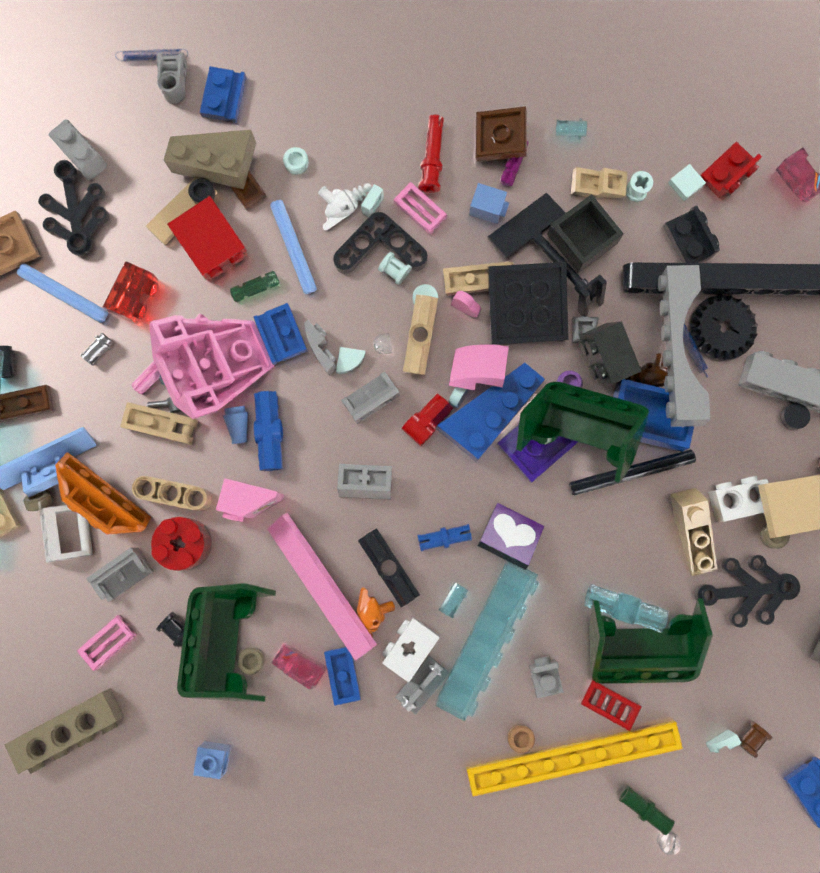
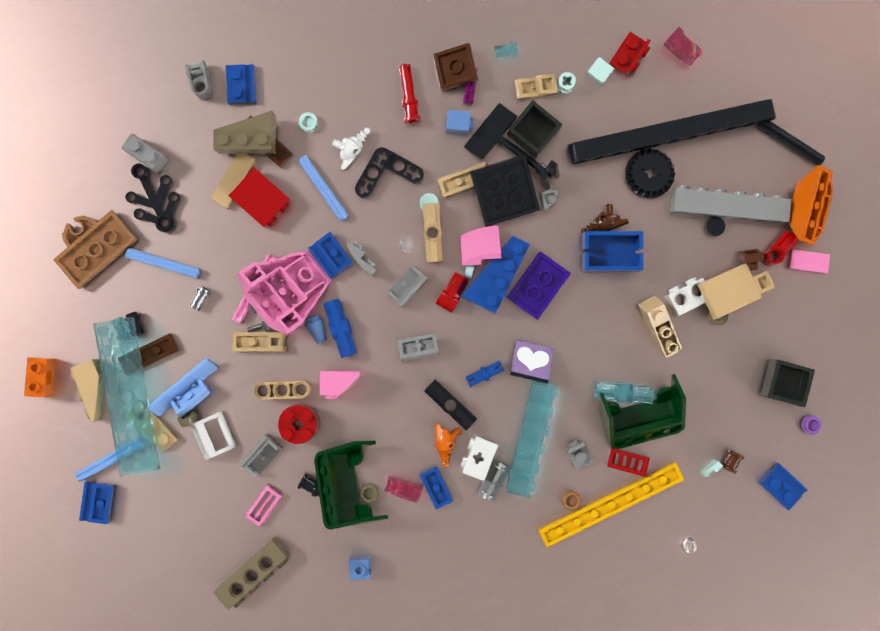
camera: 15 degrees left, 5 degrees up
(97, 500) = (232, 408): orange wedge -> none
(131, 292) = (213, 251): clear red brick -> none
(146, 53) = (197, 60): piece -> none
(200, 190) = (245, 163): black tile -> none
(254, 286) = (302, 224): clear green axle -> none
(321, 586) = (406, 429): bright pink tile -> none
(349, 359) = (385, 262): light aqua tile -> none
(372, 201) = (373, 140): light aqua tile -> none
(394, 268) = (401, 187): light aqua bush -> none
(413, 215) = (423, 144): bright pink tile -> none
(453, 600) = (501, 416): clear light blue pin -> none
(466, 304) = (460, 201): bright pink tile -> none
(571, 378) = (548, 241): medium lavender plate -> none
(585, 418) = (565, 266): dark green windscreen -> none
(609, 353) = (571, 214): pearl dark grey piece -> none
(635, 471) = (607, 295): black axle -> none
(646, 810) = (668, 527): dark green pin -> none
(686, 395) = (634, 235): light grey arch -> none
(692, 237) = (613, 112): black bracket -> none
(703, 364) = (626, 189): blue piece -> none
(752, 591) = (710, 358): black plant -> none

